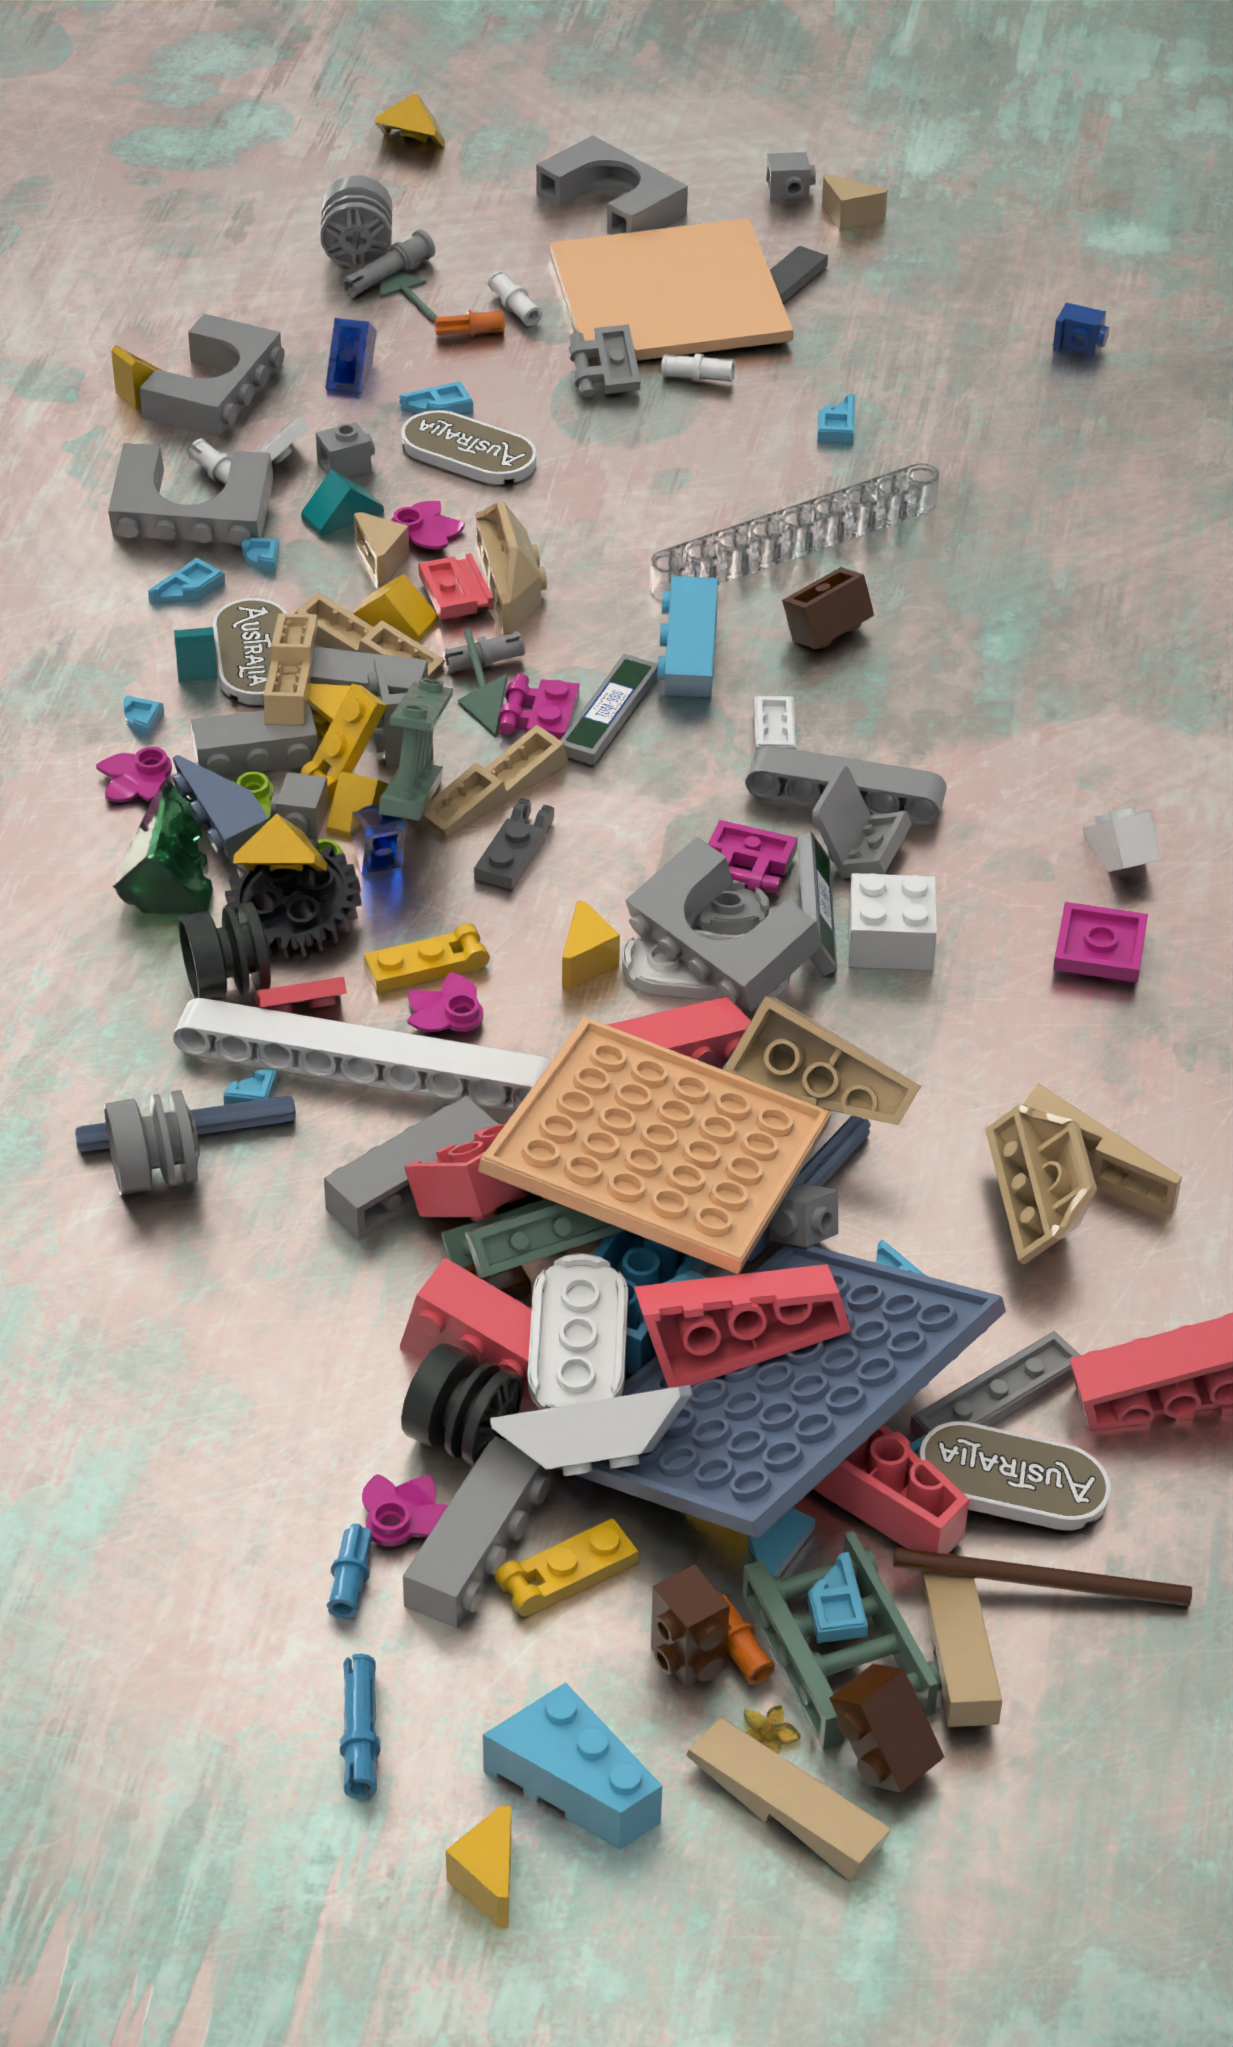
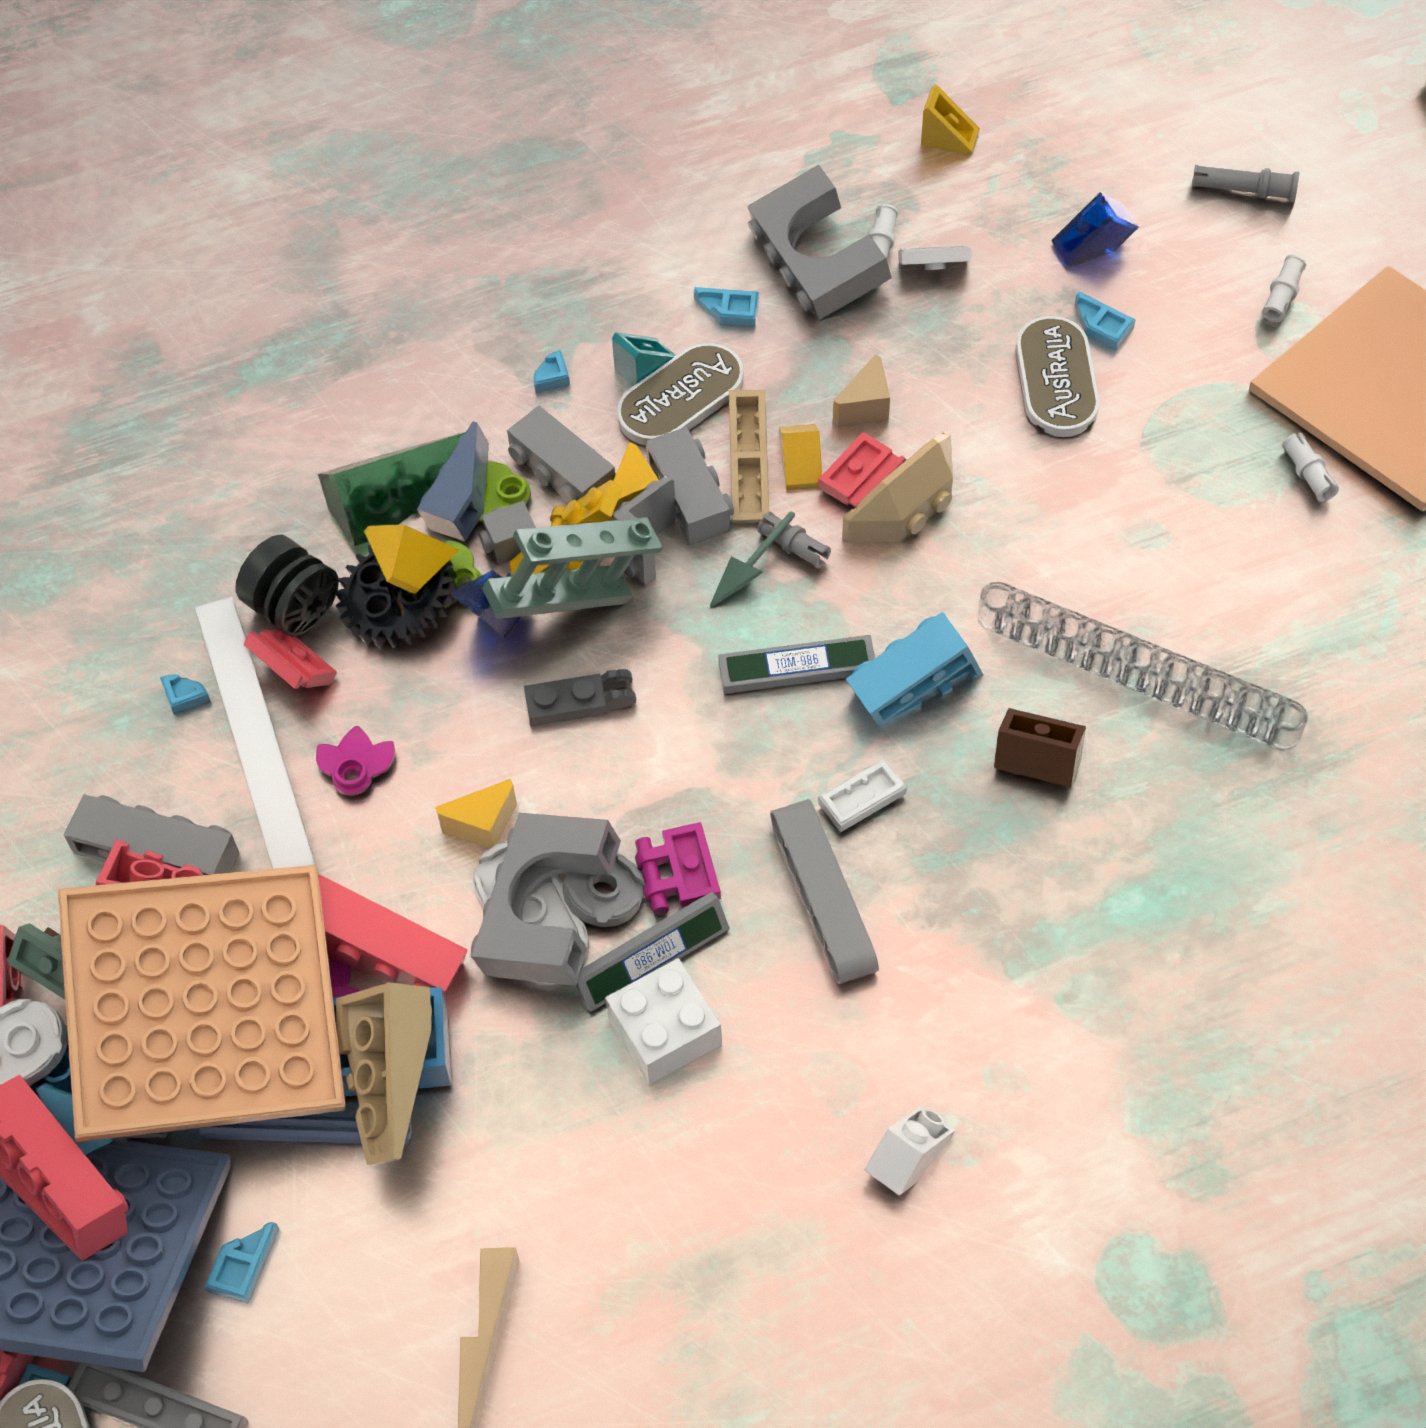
camera: 60 degrees right, 15 degrees up
(135, 774) = (479, 407): dark pink plate -> none
(151, 1142) = (54, 664): light grey wheel -> none
(208, 1120) = (119, 673): sand blue axle -> none
(214, 403) = (956, 186): light grey arch -> none
(261, 553) = (805, 327): medium azure tile -> none
(290, 669) = (653, 422): tan slope -> none
(335, 504) = (905, 339): teal slope -> none
(345, 450) = (967, 301): light grey brick -> none
(356, 221) = (1264, 127): light grey wheel -> none
(403, 282) = (1237, 202): sand green piece -> none
(426, 959) = (400, 716): yellow plate -> none
(427, 526) = (930, 409): dark pink plate -> none
(470, 324) = (1221, 280): orange axle -> none
(484, 789) = (654, 643): tan slope -> none
(551, 706) = (761, 627): dark pink plate -> none
(616, 361) = (1256, 405): light grey plate -> none
(805, 1216) = (246, 1150): light grey brick -> none
(837, 422) = (1338, 609): medium azure tile -> none
(852, 835) = (757, 927): light grey bracket -> none
(1040, 1177) = (384, 1314): tan wedge -> none
(1100, 942) = (763, 1201): dark pink plate -> none

